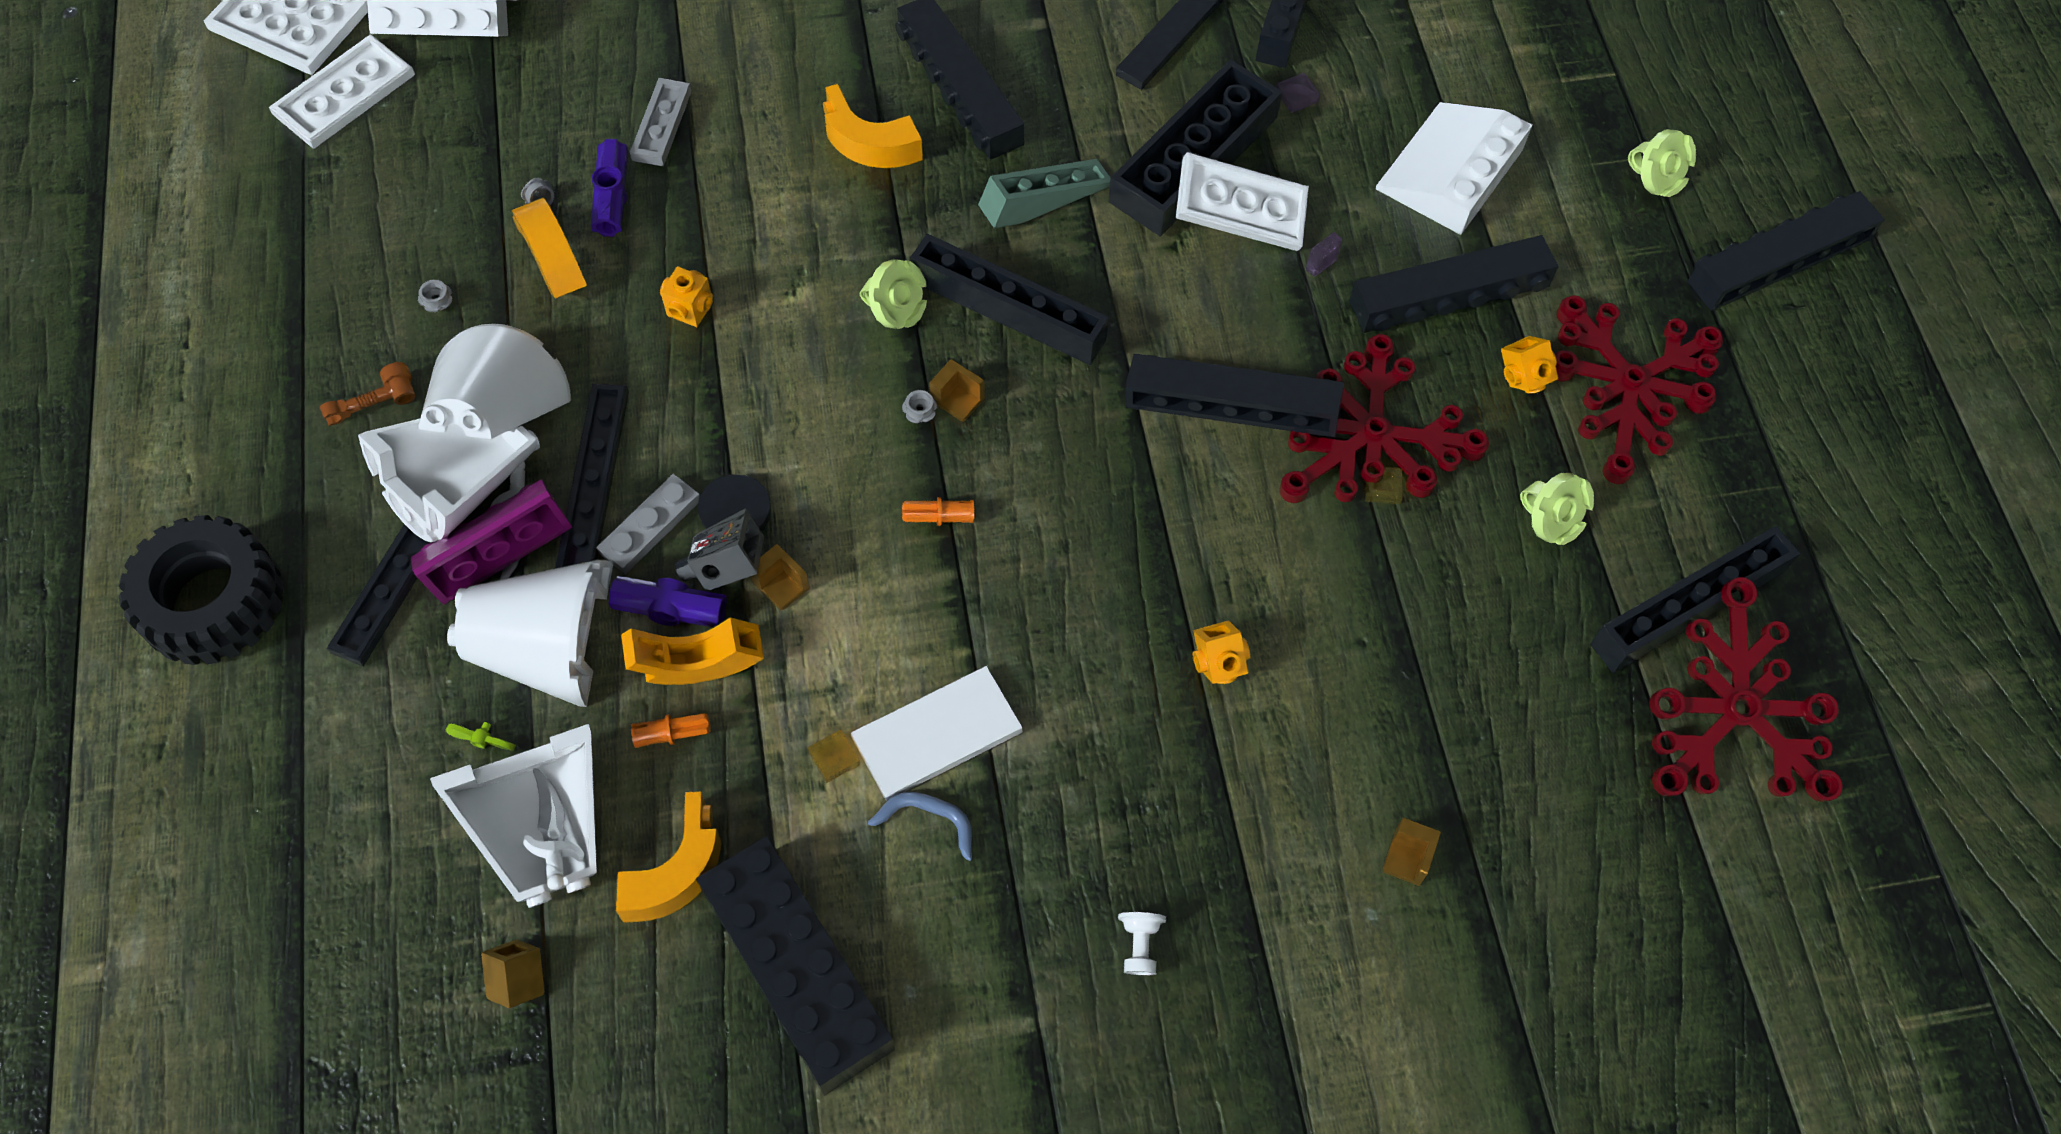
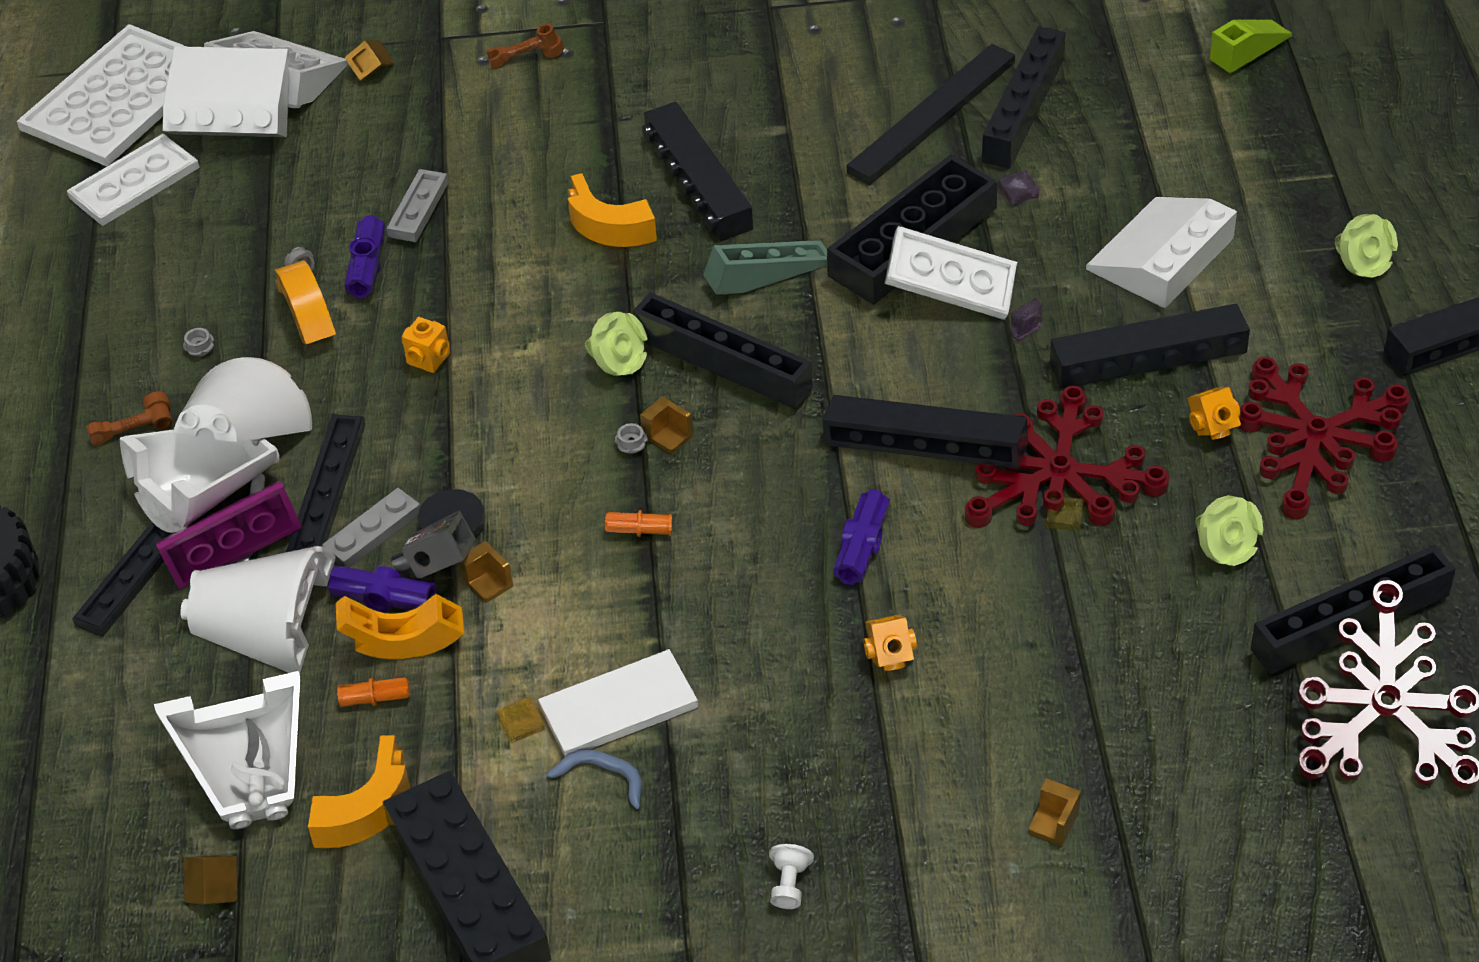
camera: 10 degrees right, 15 degrees down
(480, 737) = (200, 694): lime piece -> none
(1177, 522) = (862, 537): none -> dark purple piece

